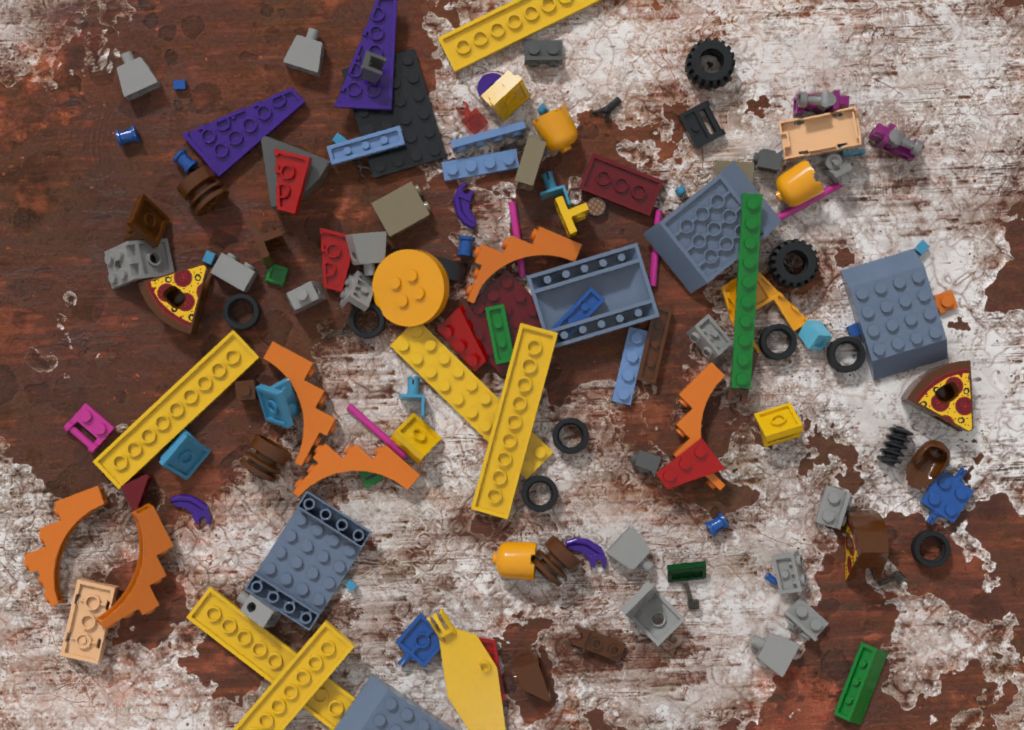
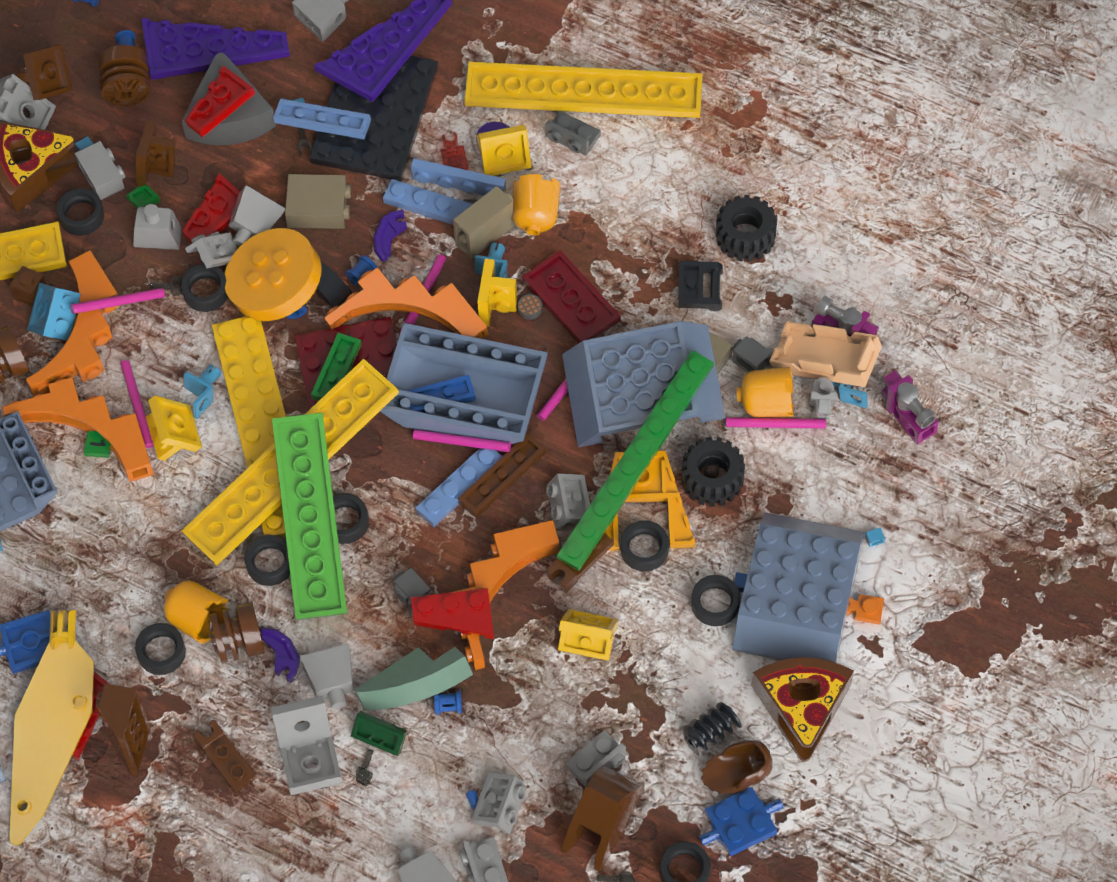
camera: 30 degrees right, 25 degrees down
(316, 368) = (117, 300): none -> dark pink bar
(372, 67) = (377, 42): dark grey window -> none
(461, 337) = (293, 355): red wing -> none
(509, 610) = (154, 631): none -> black tyre
(552, 454) = (309, 516): none -> bright green plate
(608, 108) = (607, 220): black bar -> none
(613, 335) = (462, 440): none -> dark pink bar
(689, 525) = (413, 679): none -> sand green slope
(814, 335) = (692, 561): medium azure panel -> none

